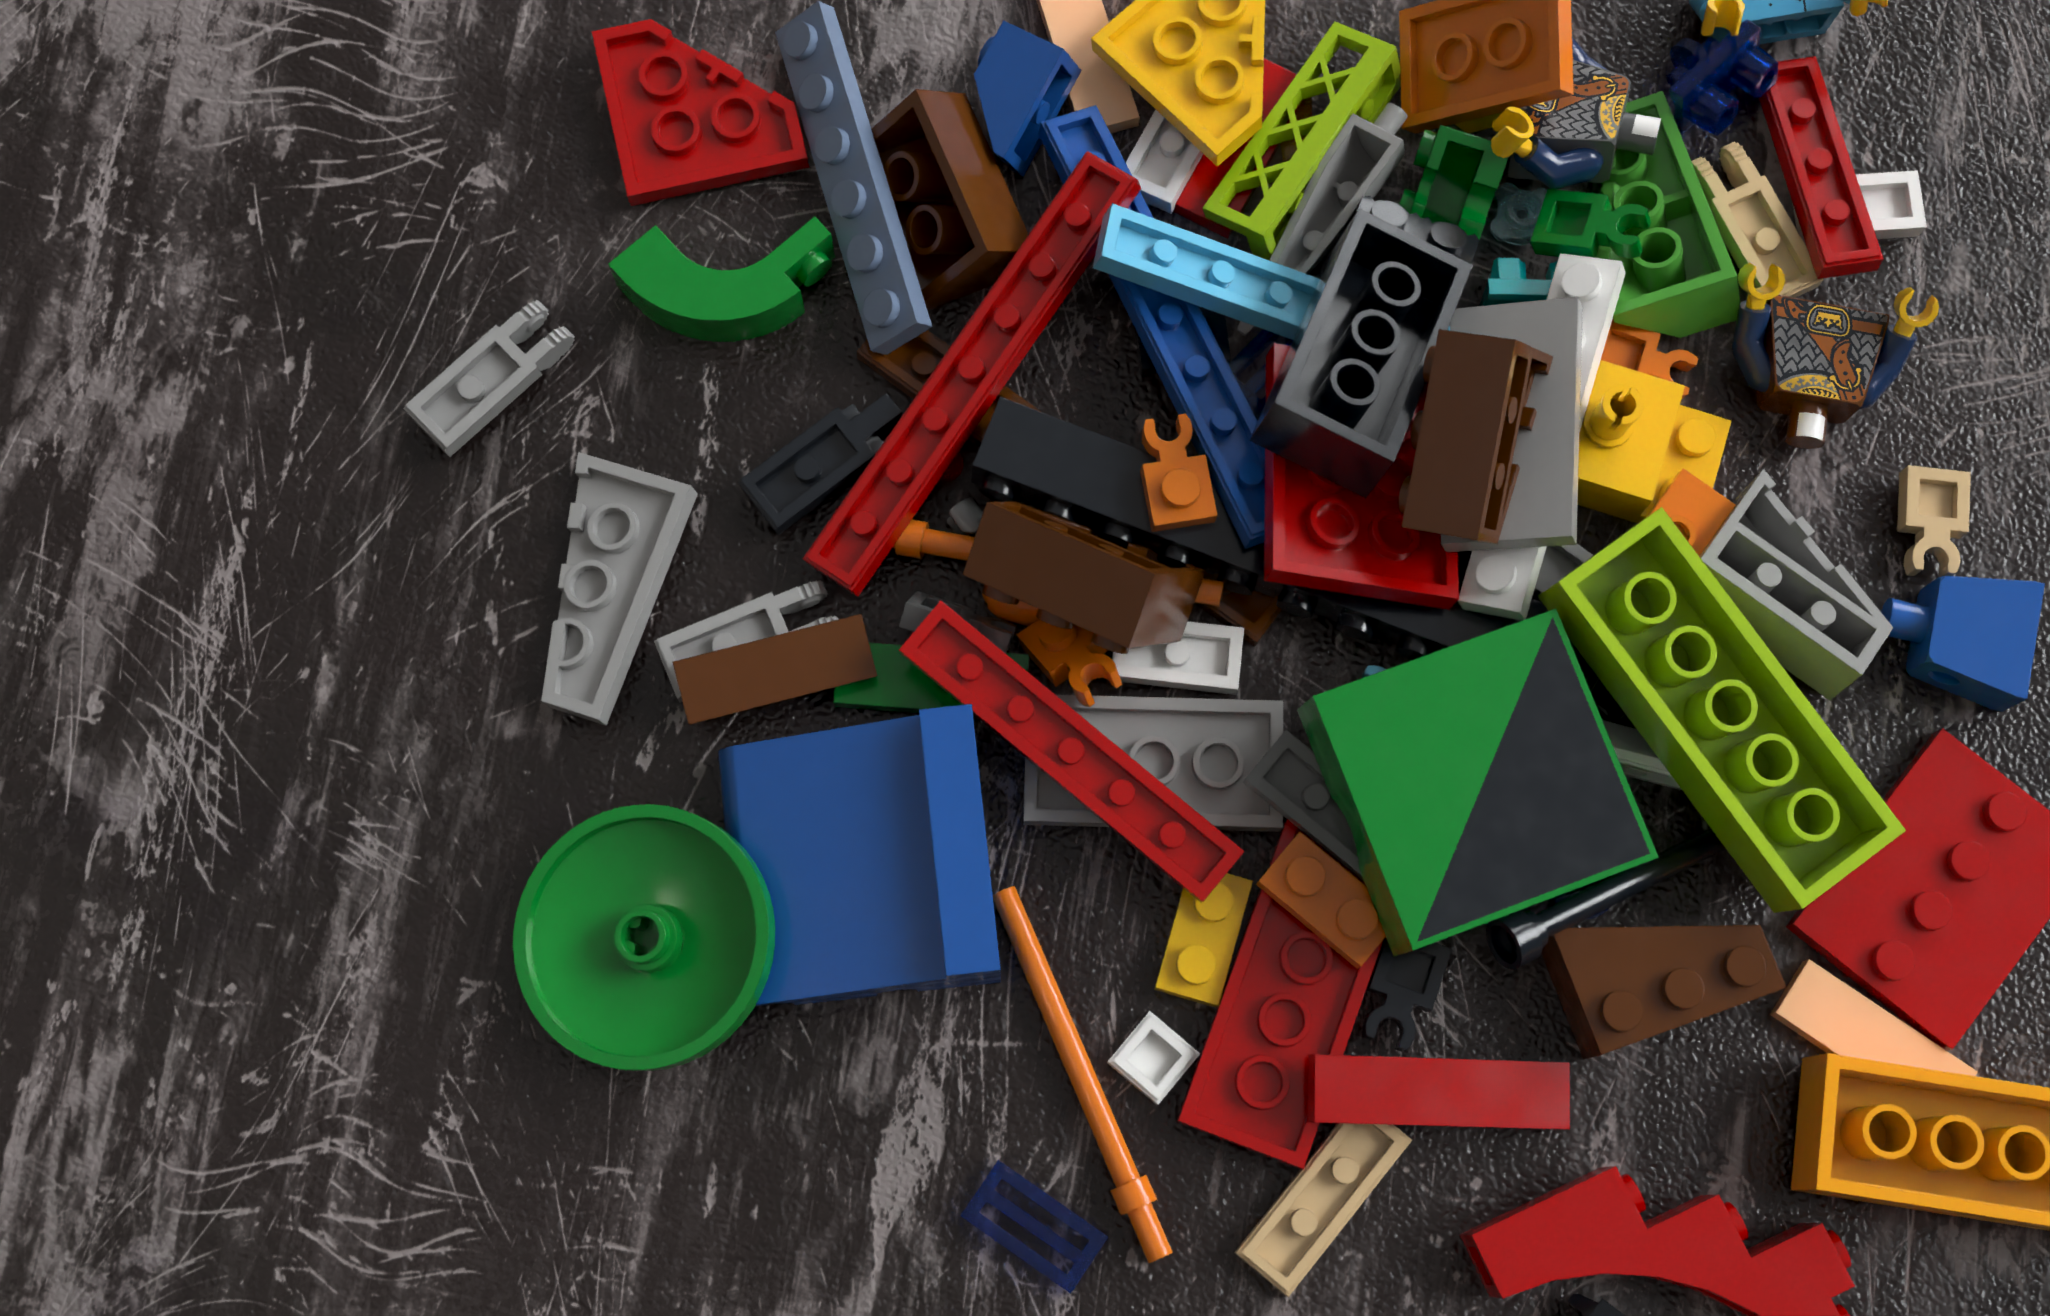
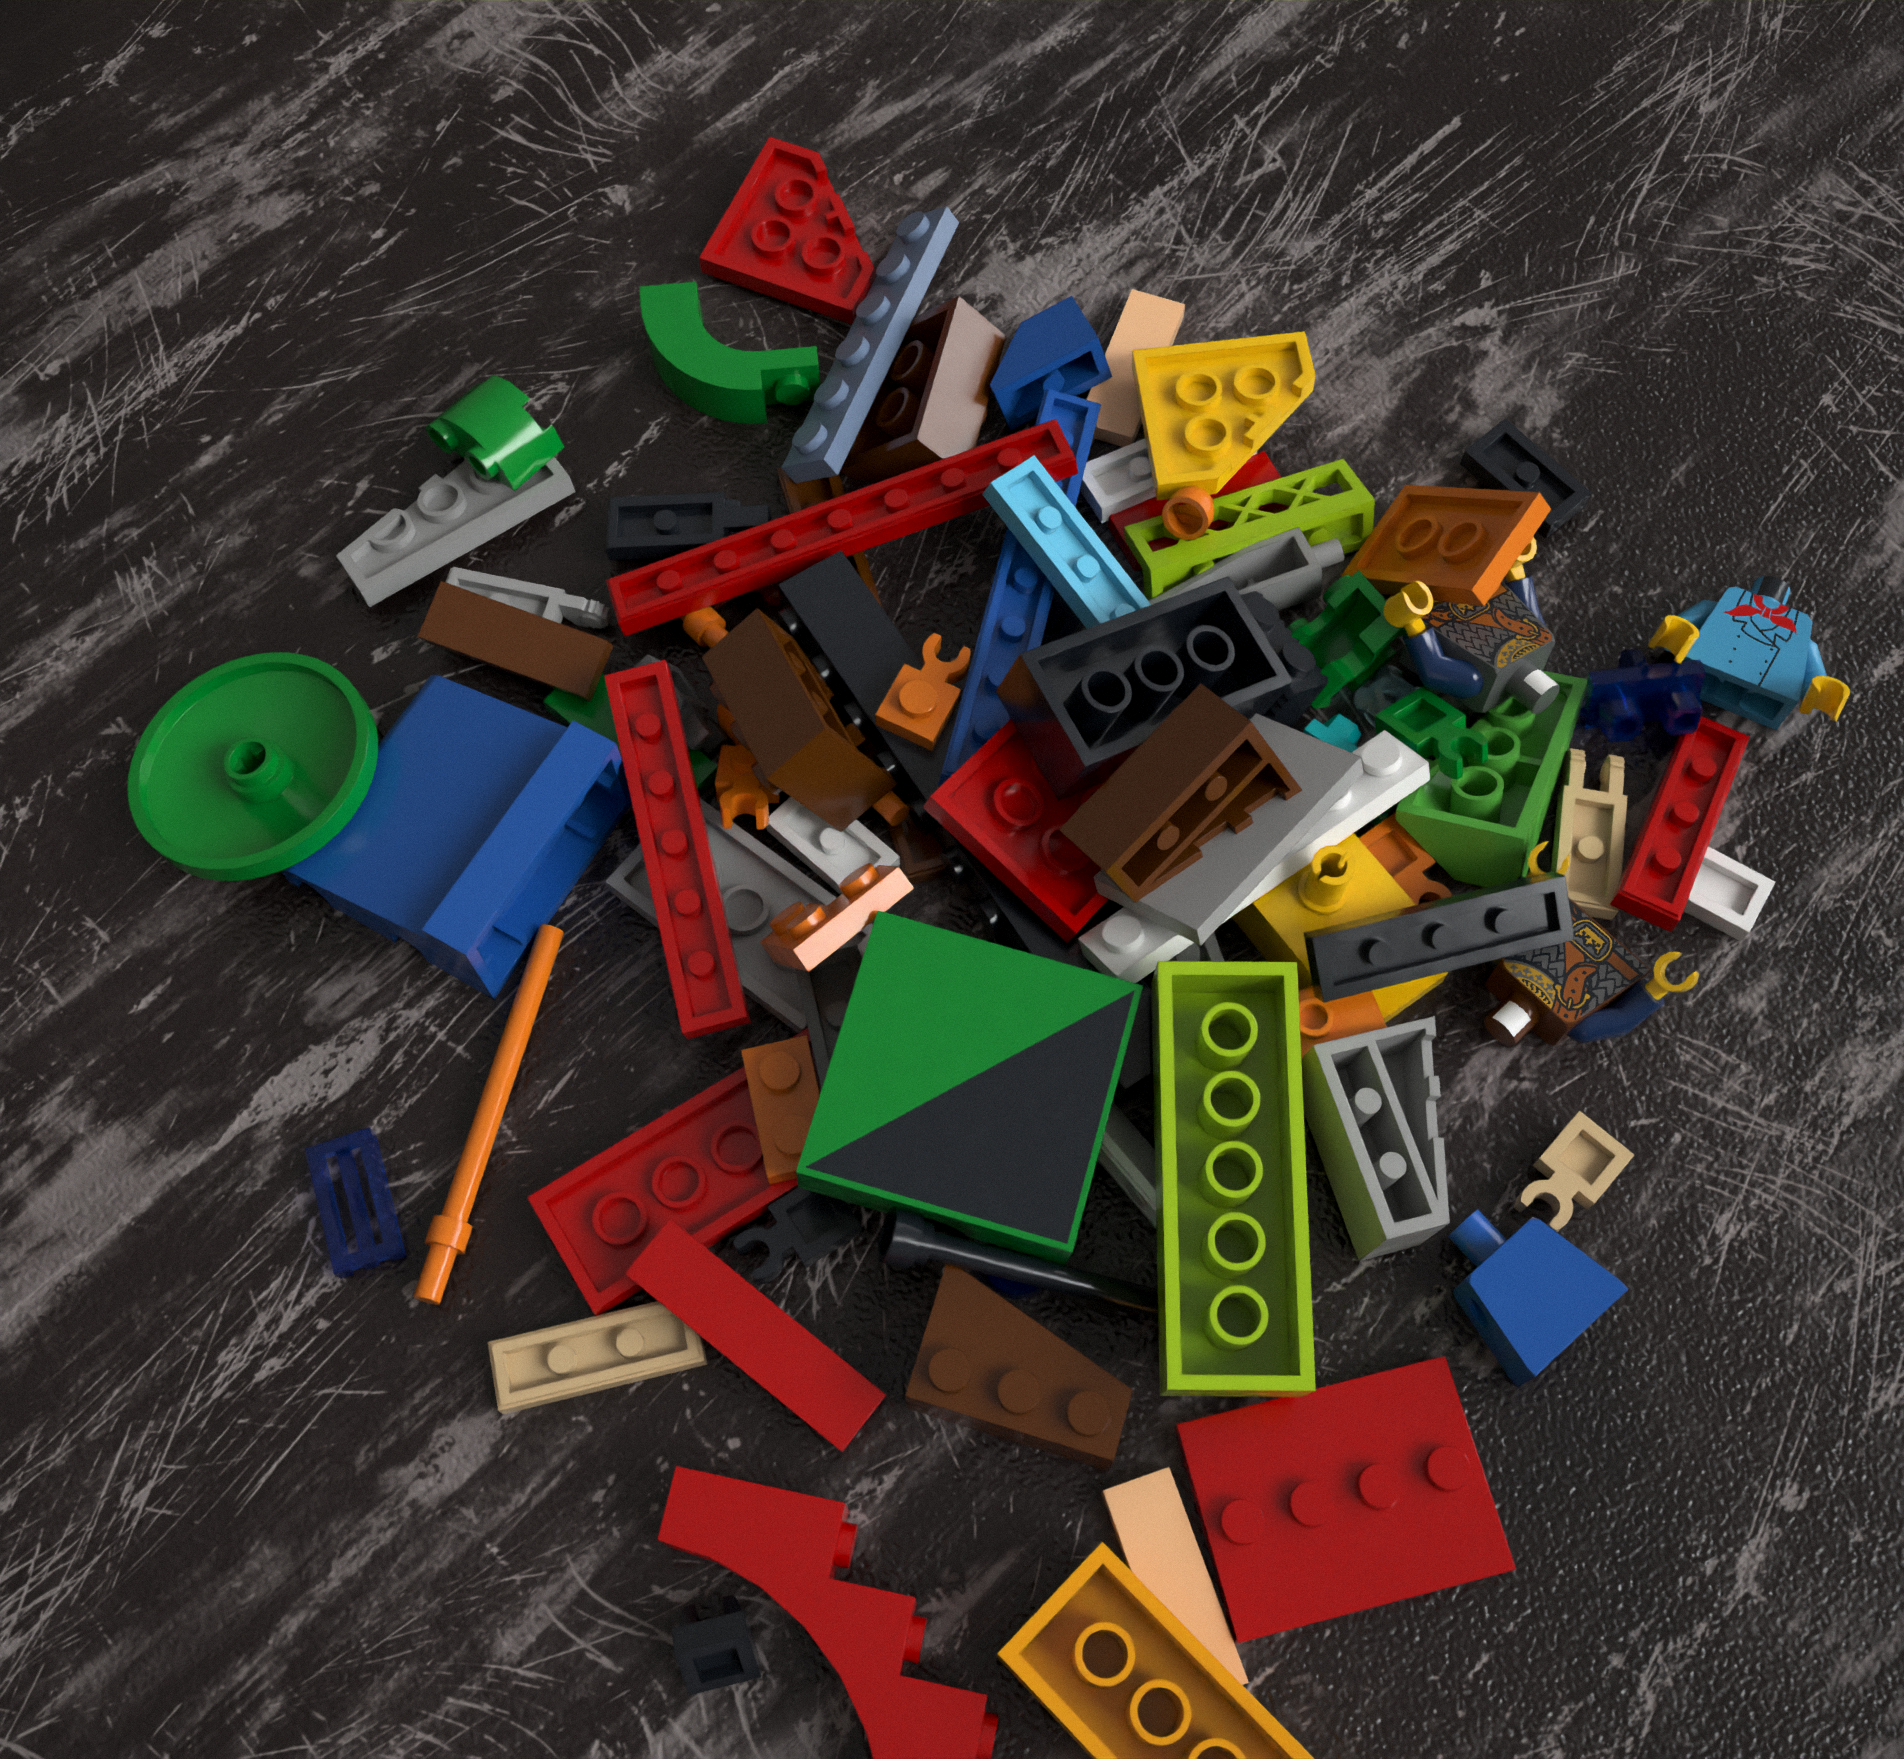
camera: 40 degrees right, 10 degrees down
(486, 378) = (500, 319): light grey hinge -> none
(593, 488) = (495, 433): none -> green cylinder
(1153, 1058) = (555, 1140): white tile -> none
(1203, 942) = (672, 1075): yellow plate -> none
(1258, 162) = (1193, 517): none -> orange hinge
(1269, 740) = (813, 932): none -> orange plate
(1728, 402) = (1439, 936): none -> black plate

